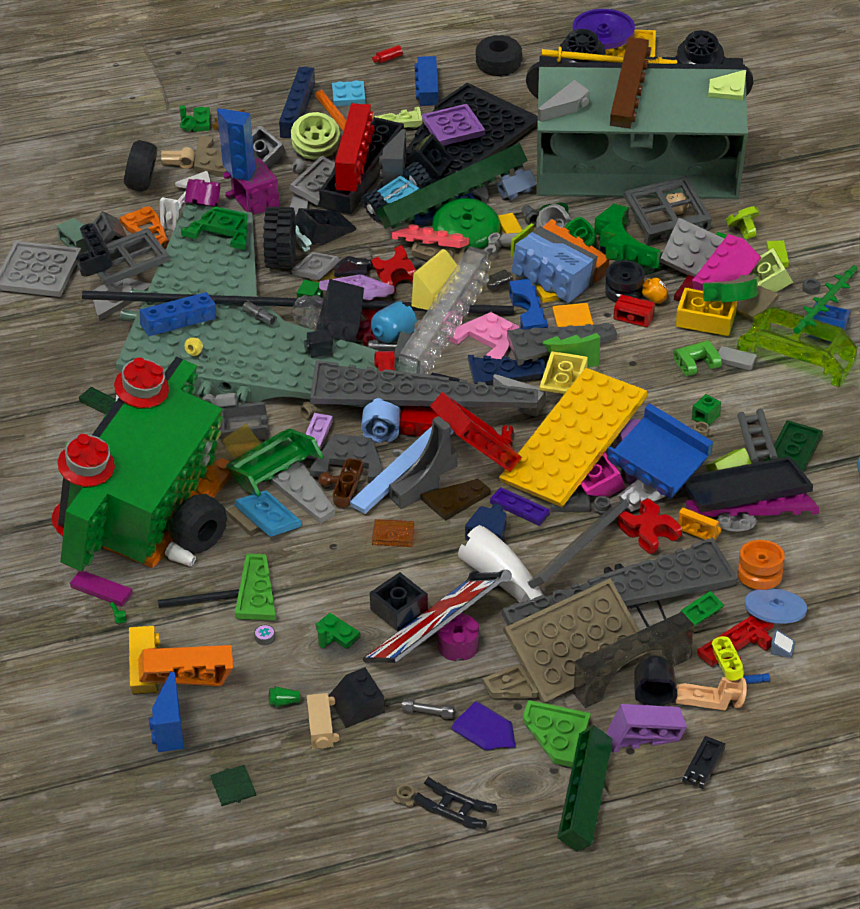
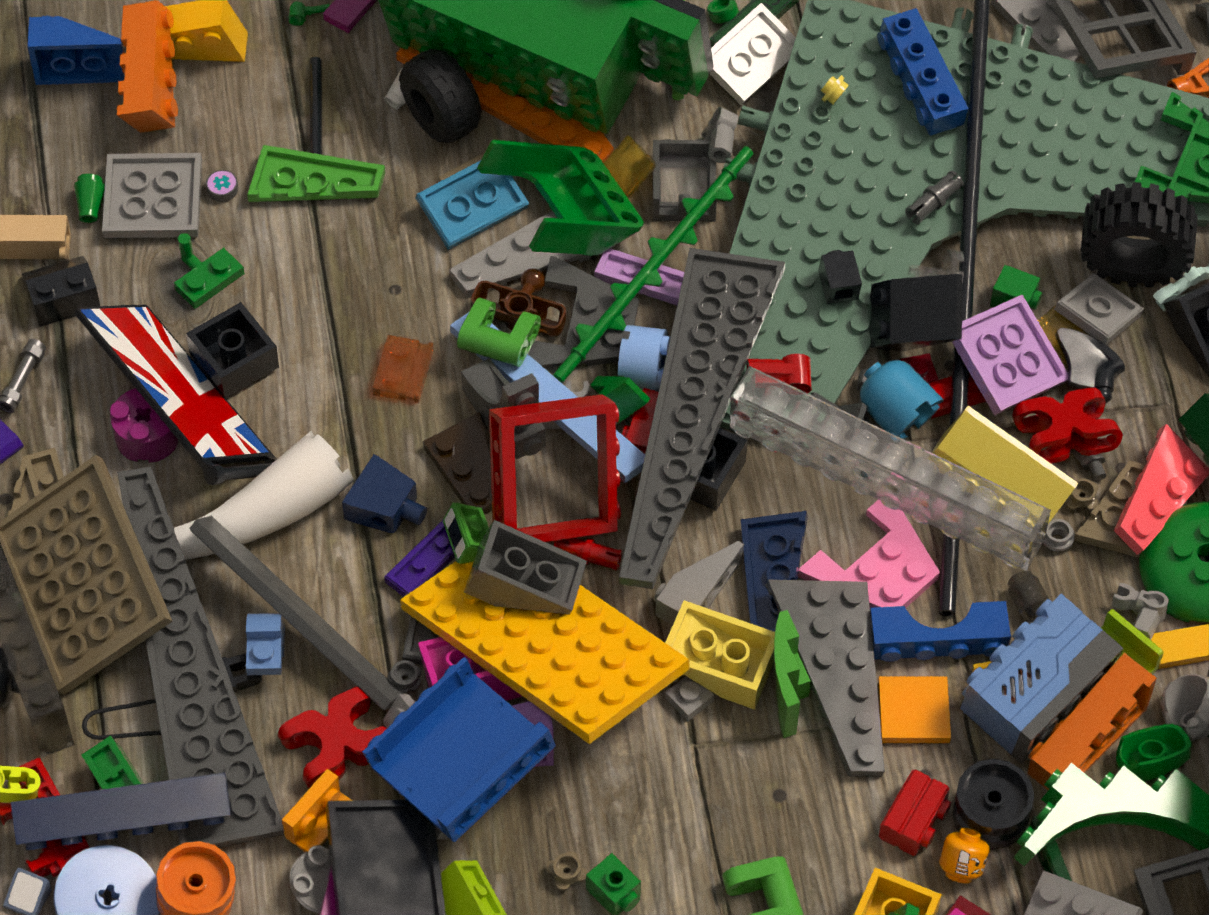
camera: 95 degrees right, 15 degrees up
(278, 663) = (152, 195): none -> light grey plate
(323, 423) = (649, 273): none -> green plant
(381, 480) = (481, 339): none -> bright green connector
(409, 424) = (623, 392): none -> green slope
(509, 482) = (465, 530): none -> bright green slope
(541, 443) = (524, 572): none -> dark grey slope
(595, 555) = (265, 643): none -> medium blue brick
(728, 594) = (121, 808): none -> dark blue brick

